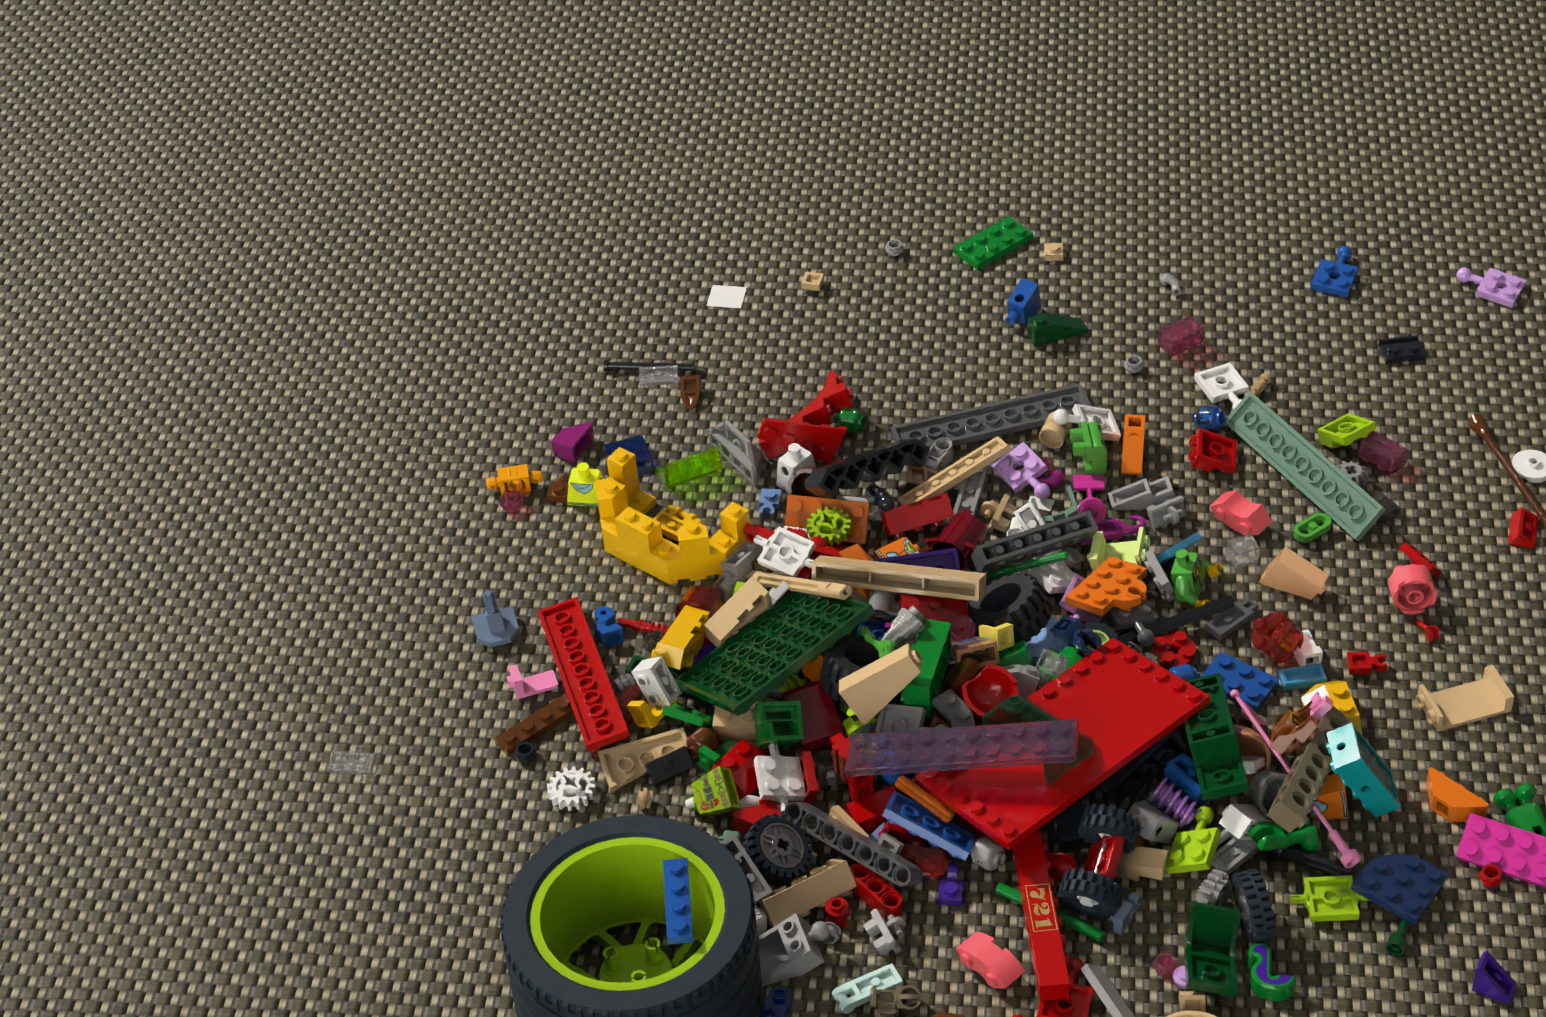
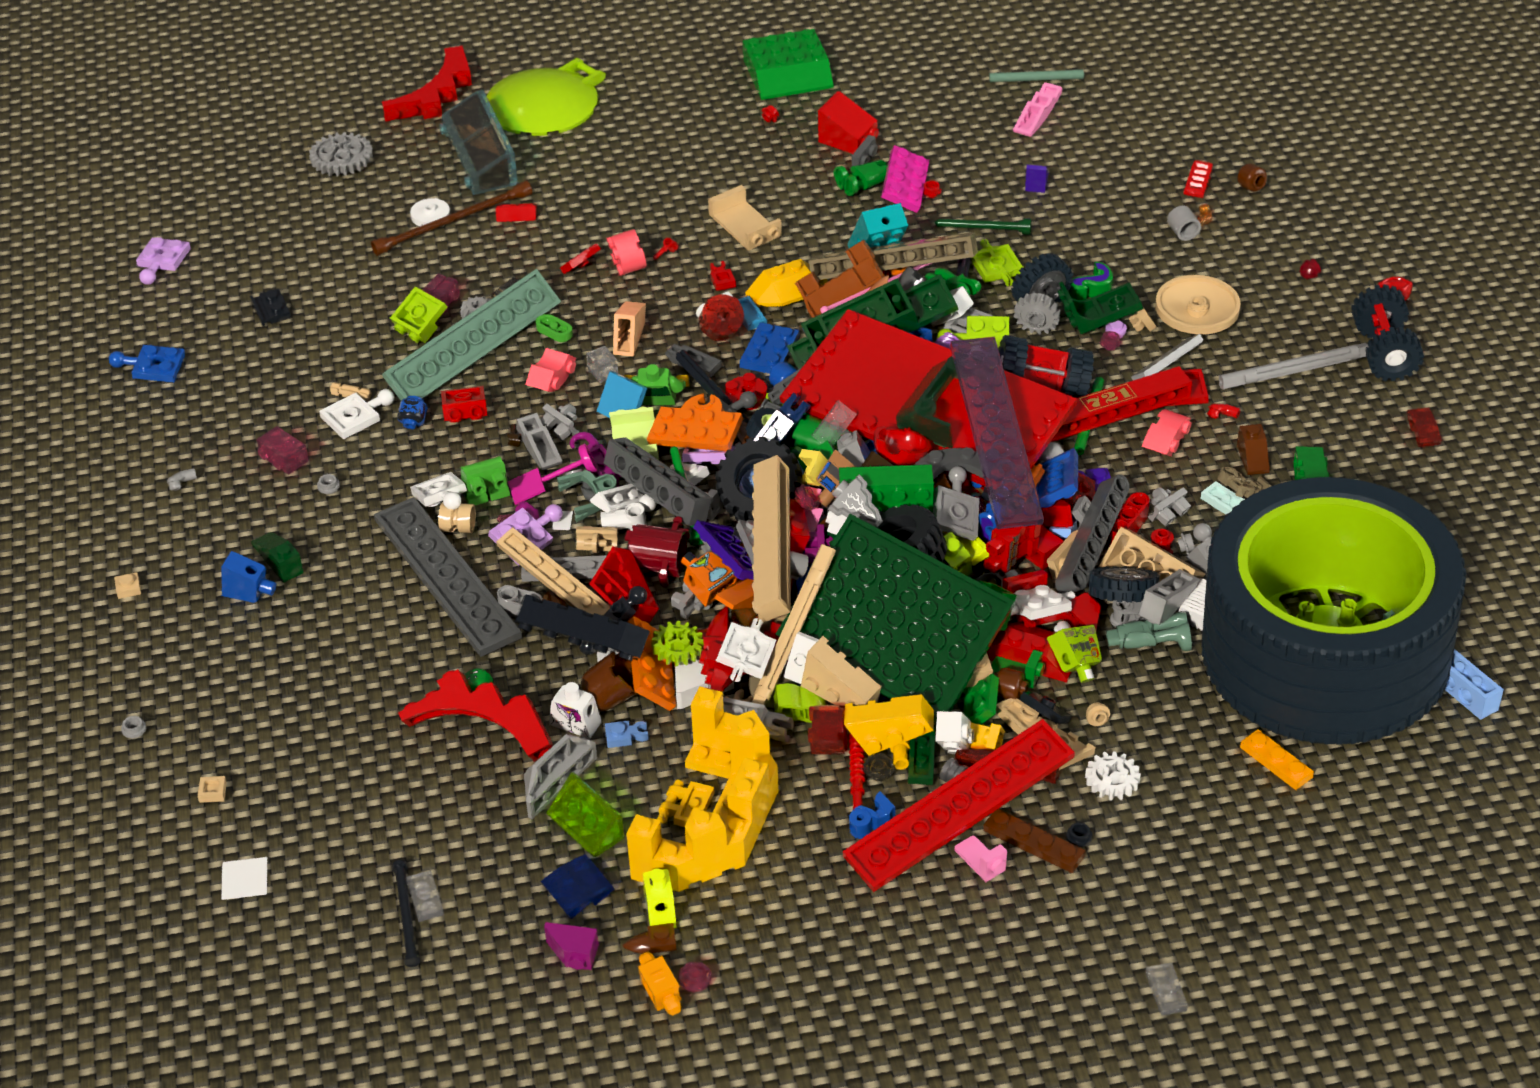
camera: 110 degrees left, 0 degrees up
(495, 625) = (910, 919): sand blue piece -> none
(677, 901) = (1309, 526): blue plate -> none
(690, 390) = (447, 854): reddish brown plate -> none
(818, 439) = (537, 699): red wing -> none
(879, 682) = (938, 493): tan slope -> none
(884, 647) = (884, 514): bright green piece -> none
(992, 243) = (113, 641): green plate -> none
(1133, 444) = (457, 453): orange slope -> none
(1159, 575) = (664, 398): light grey plate -> none
(1320, 705) = (817, 263): bright pink plate -> none
(1400, 884) = (964, 219): dark blue plate -> none
(1452, 799) = (864, 202): orange slope -> none

